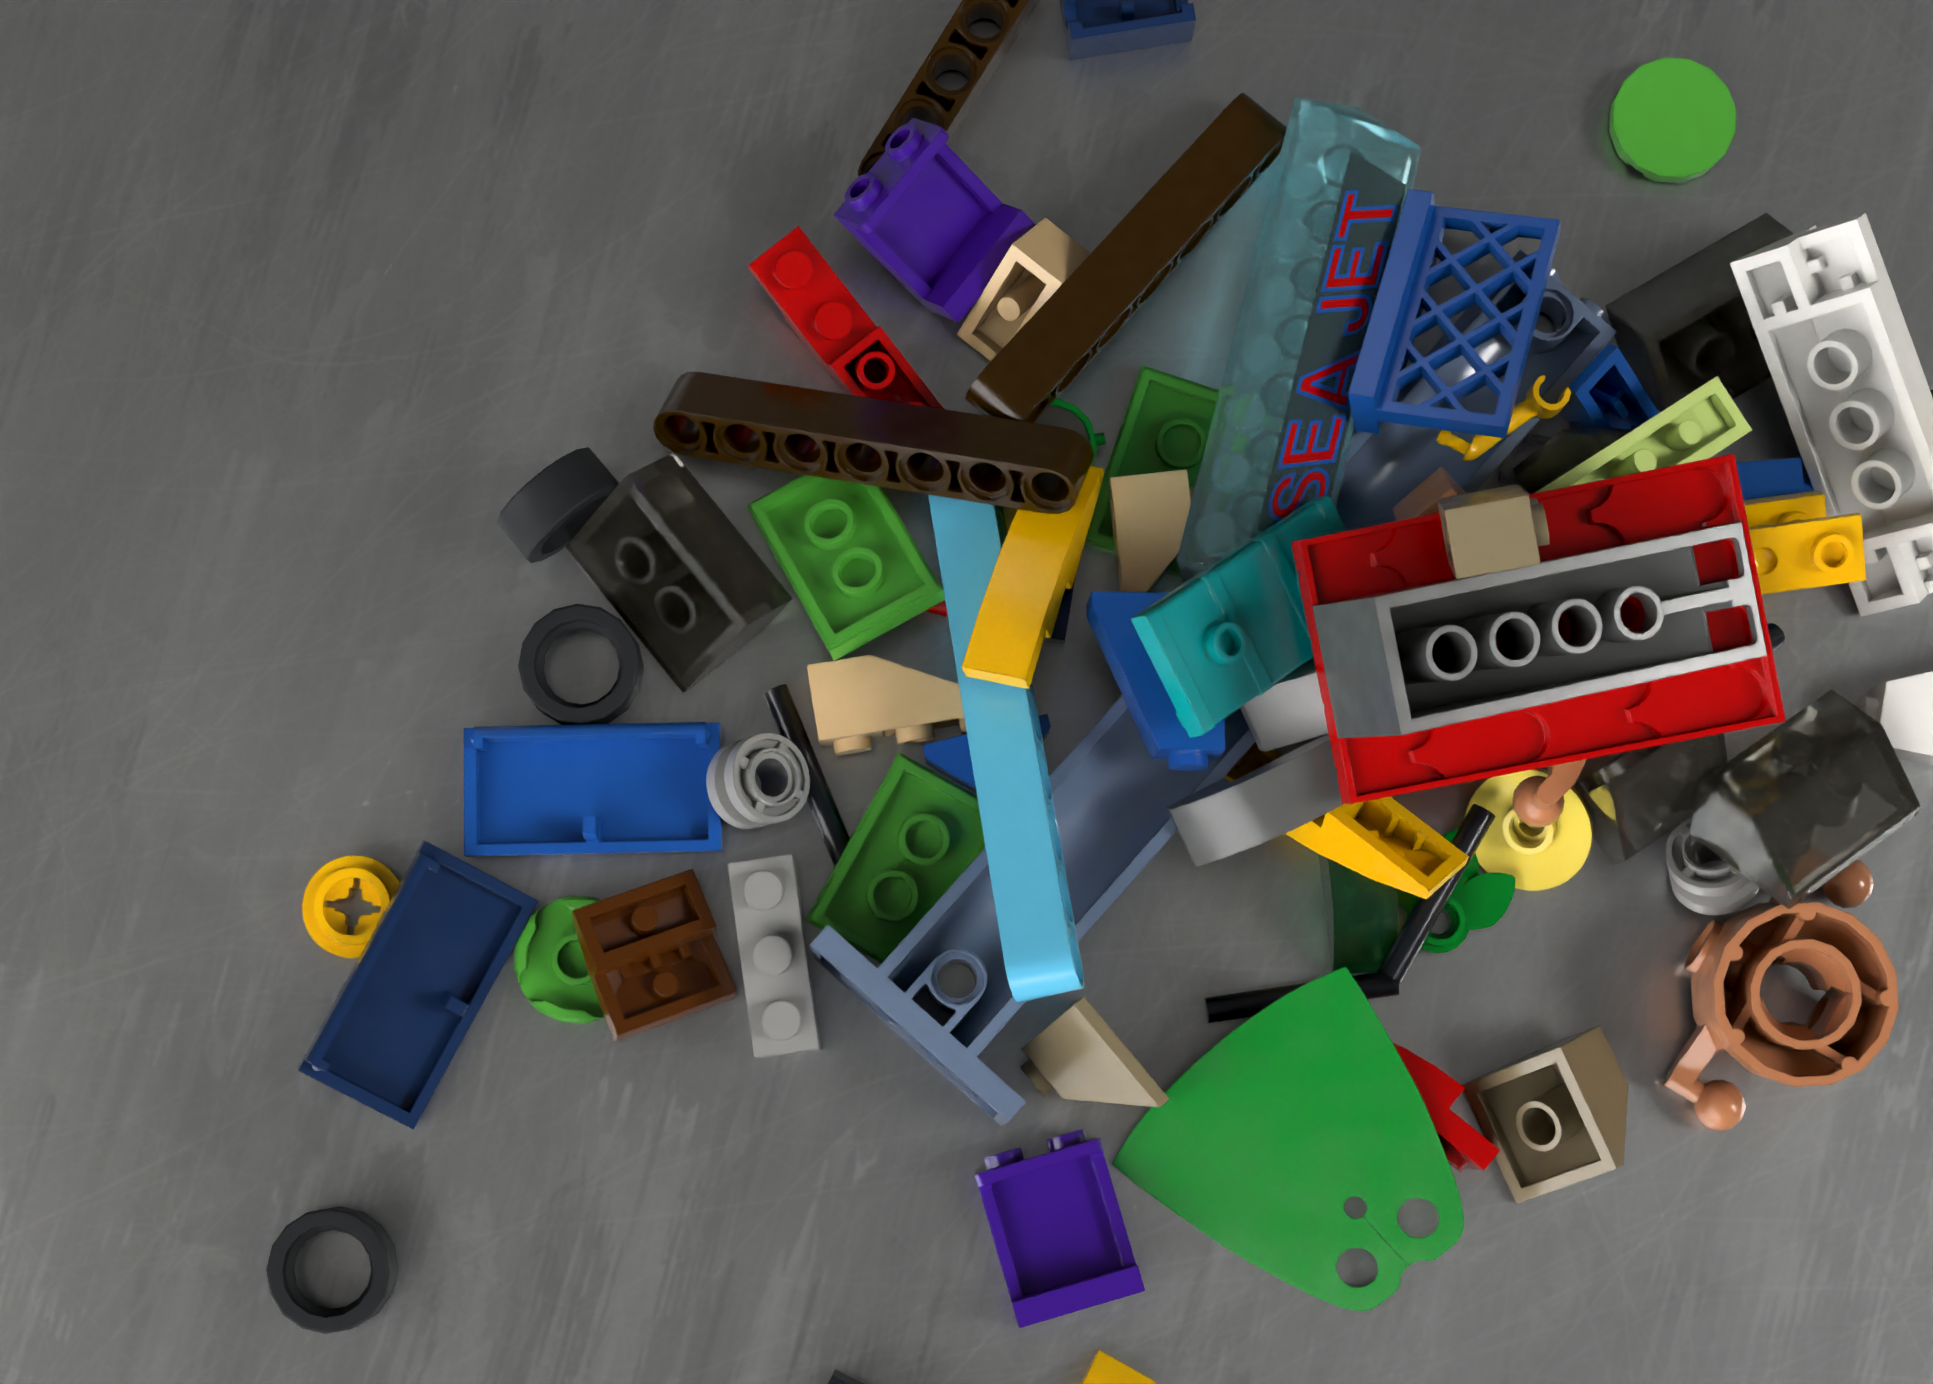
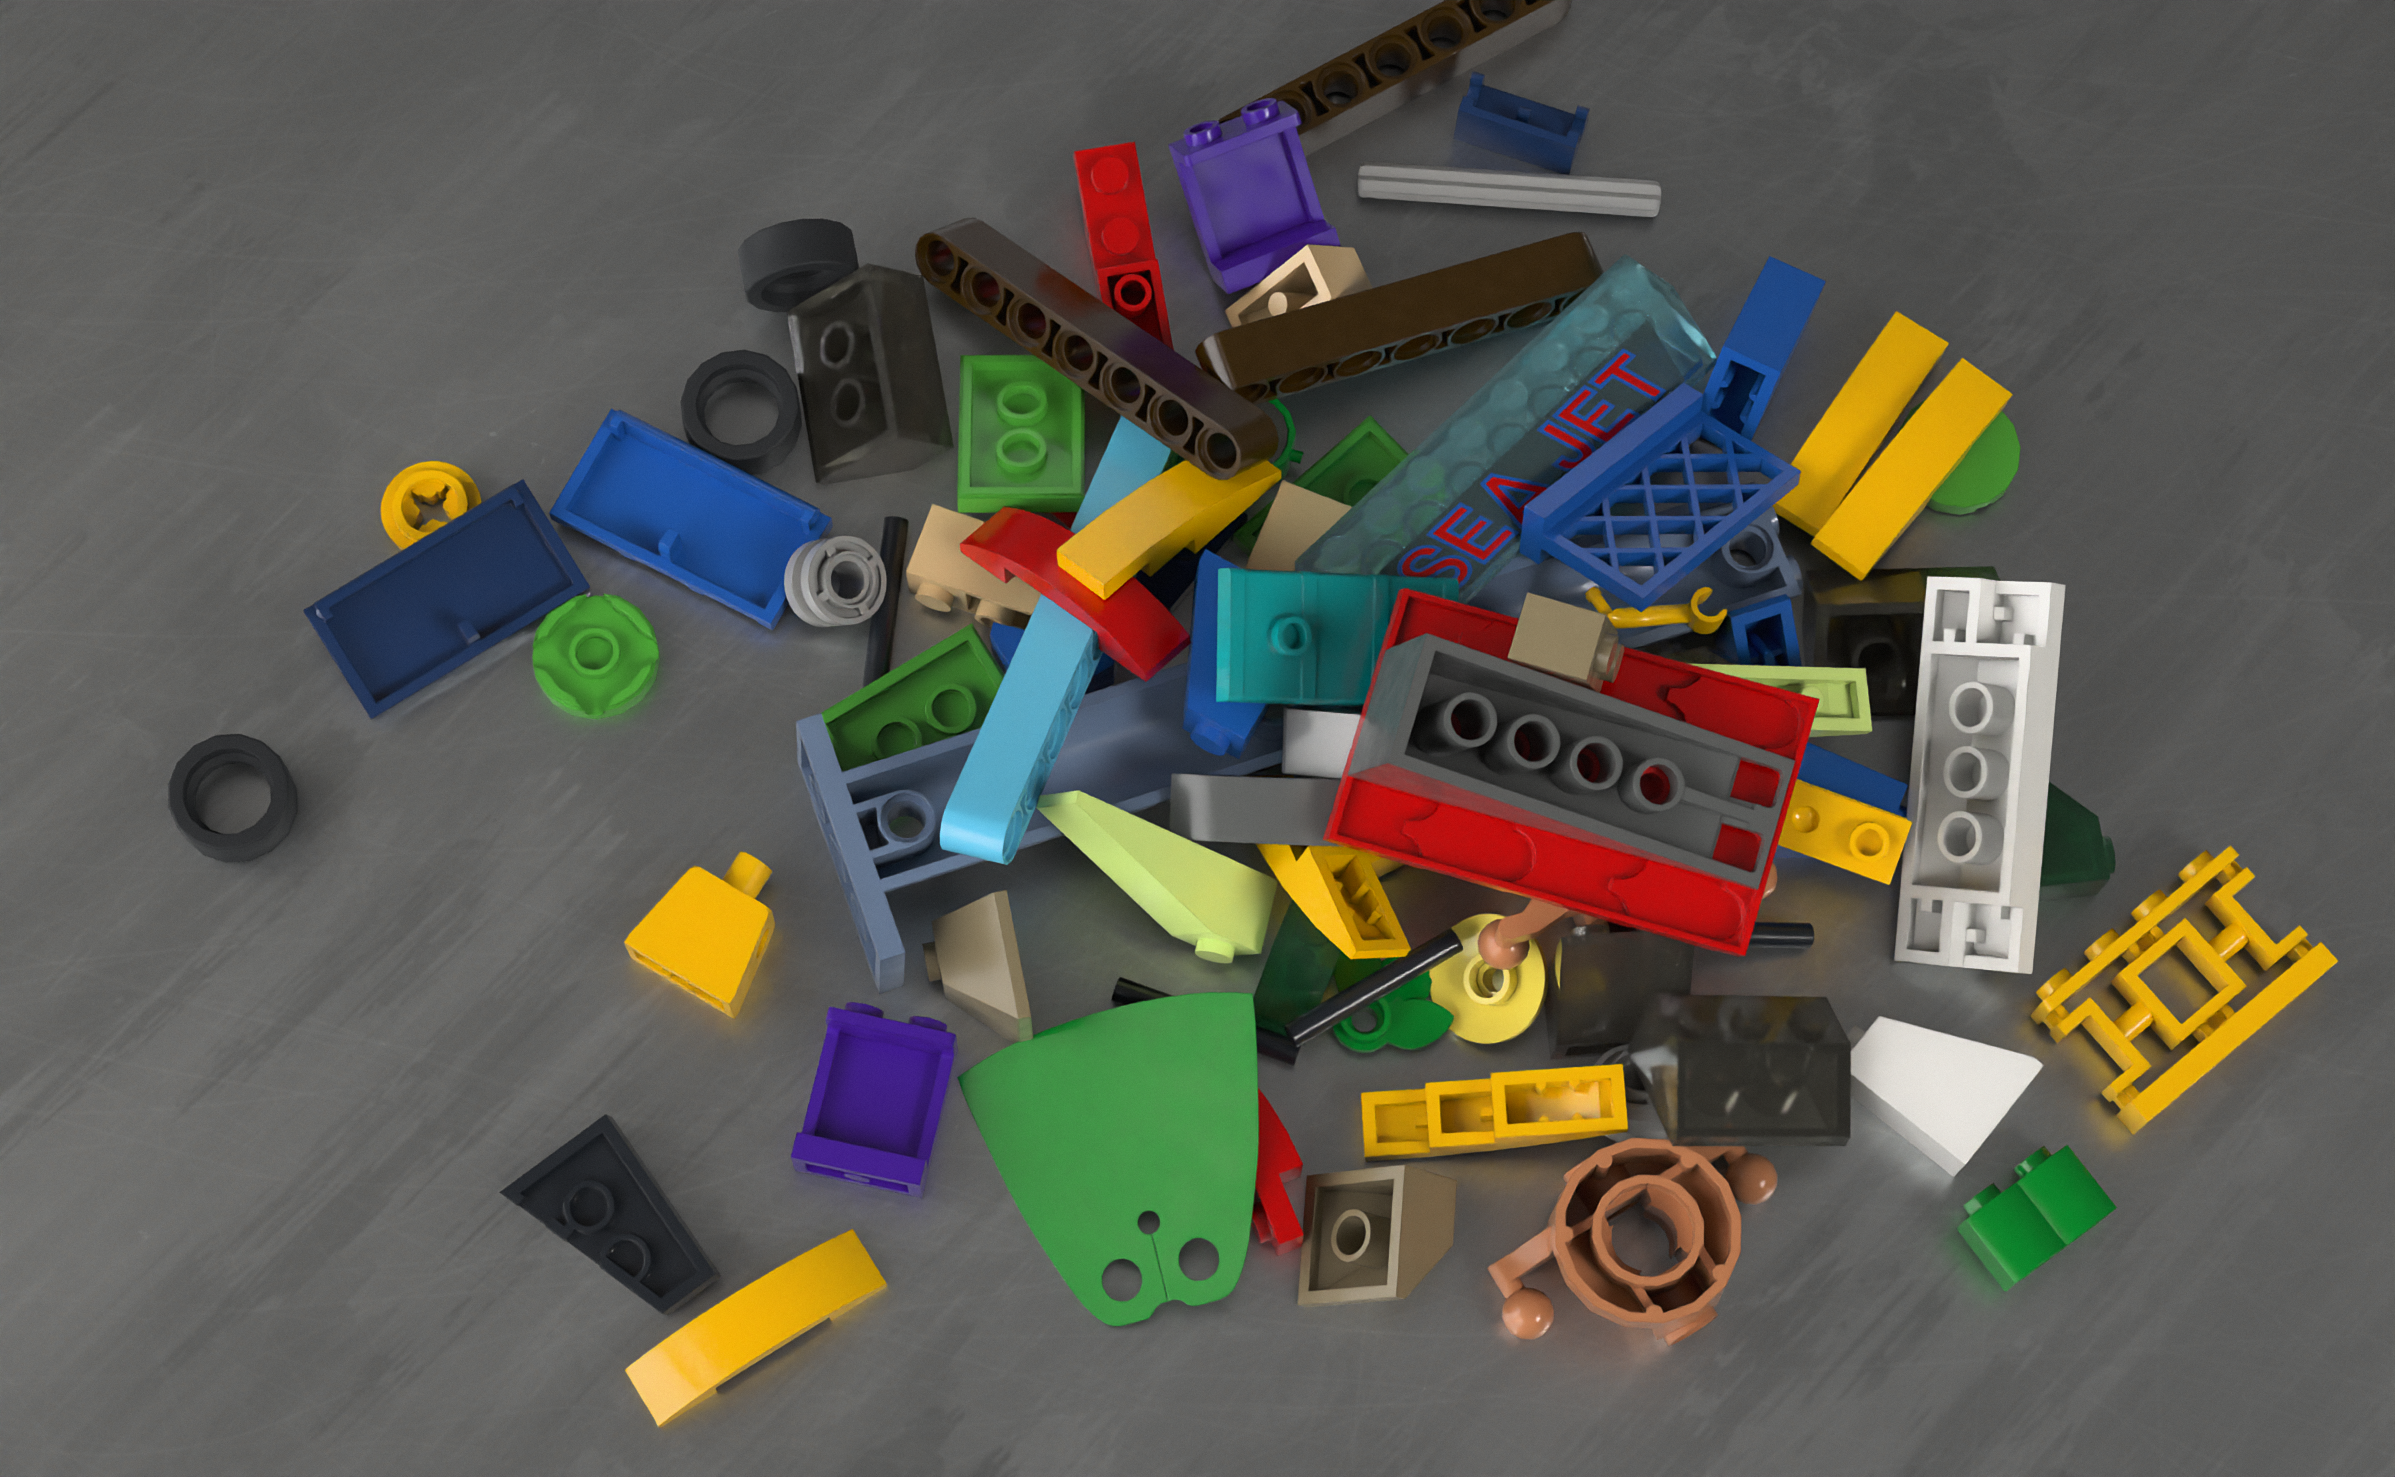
camera: 25 degrees right, 10 degrees down
(653, 955) = (661, 680): reddish brown slope -> none
(774, 956) = (754, 750): light grey arch -> none
(827, 1159) = (709, 933): none -> yellow torso
(928, 667) = (1129, 623): none -> red slope
(1147, 84) = (1509, 189): none -> light grey axle
(1222, 899) = (1176, 881): none -> yellowish green slope
(1457, 117) = (1760, 346): none -> blue slope
(1577, 138) = (1859, 421): none -> yellow slope
(1603, 948) = (1494, 1112): none -> yellow slope
(1650, 163) = (1911, 469): none -> yellow slope

